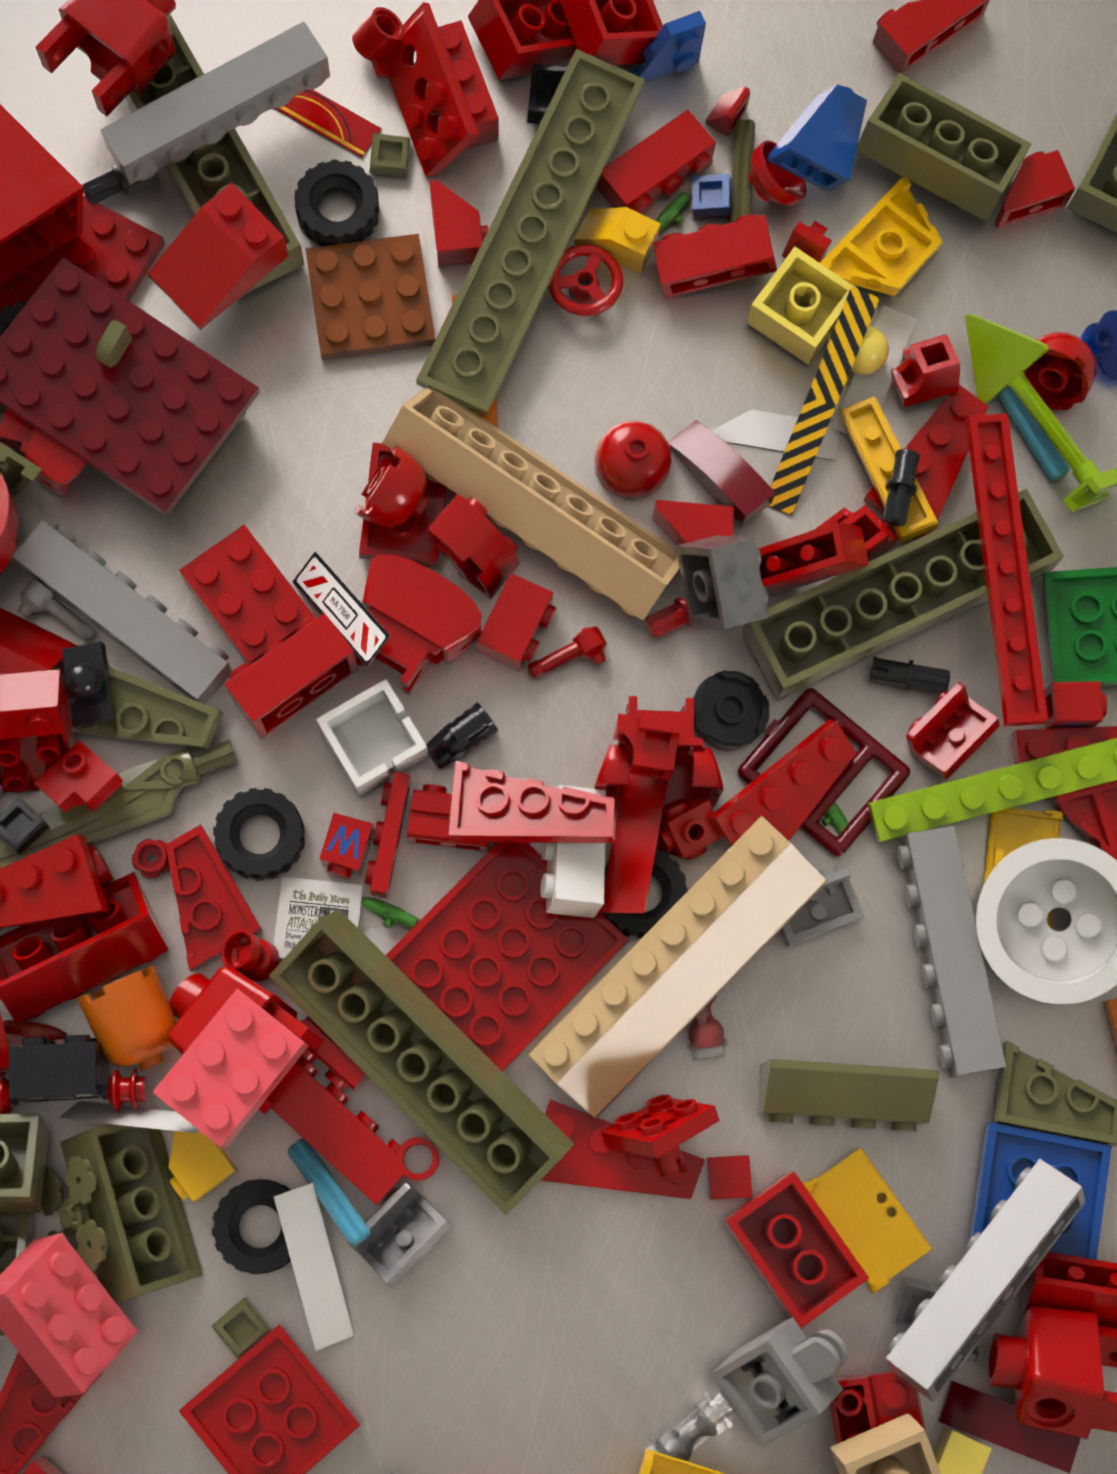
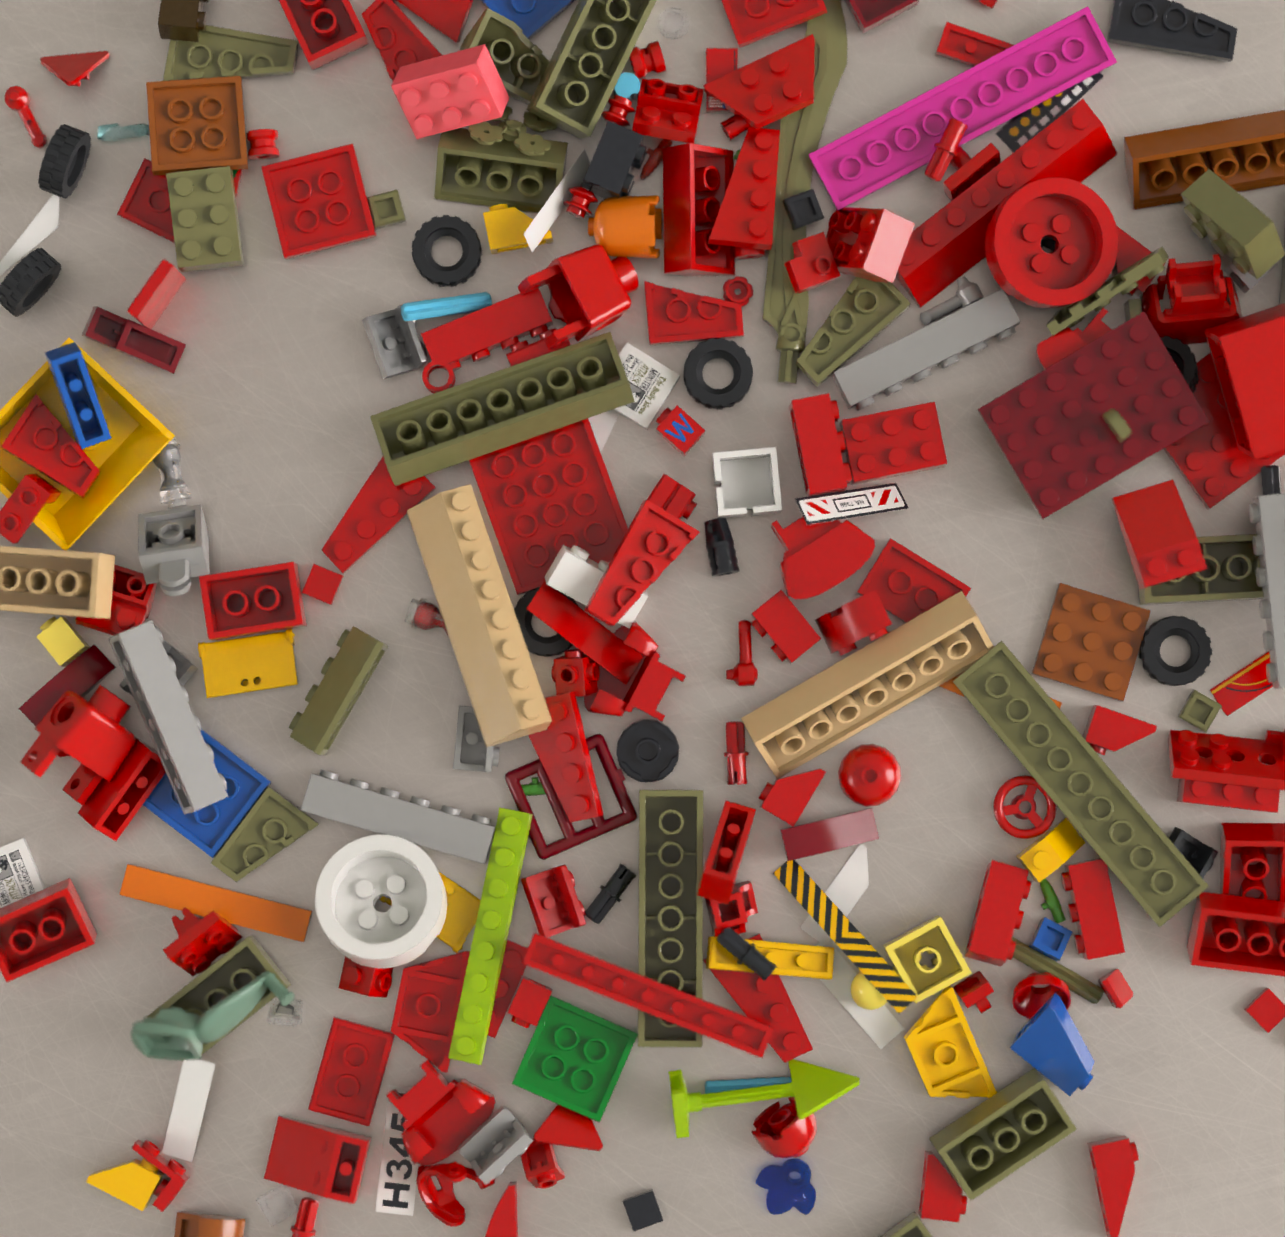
camera: 125 degrees right, 10 degrees up
(88, 685) = (881, 301): black tile -> none
(230, 1069) = (552, 274): coral brick -> none
(249, 955) = (633, 326): red wheel -> none
(313, 1266) = (402, 274): white sticker -> none
(388, 835) = (673, 462): red plate -> none
(390, 913) = (618, 439): bright green helmet -> none
(394, 491) = (920, 582): red cylinder -> none
(650, 742) = (641, 670): red brick -> none
(660, 1130) = (375, 548): red plate -> none
(674, 49) = (1181, 971): blue wing -> none
(722, 581) = (736, 783): flat silver brick -> none
(927, 371) = (831, 1026): red brick -> none

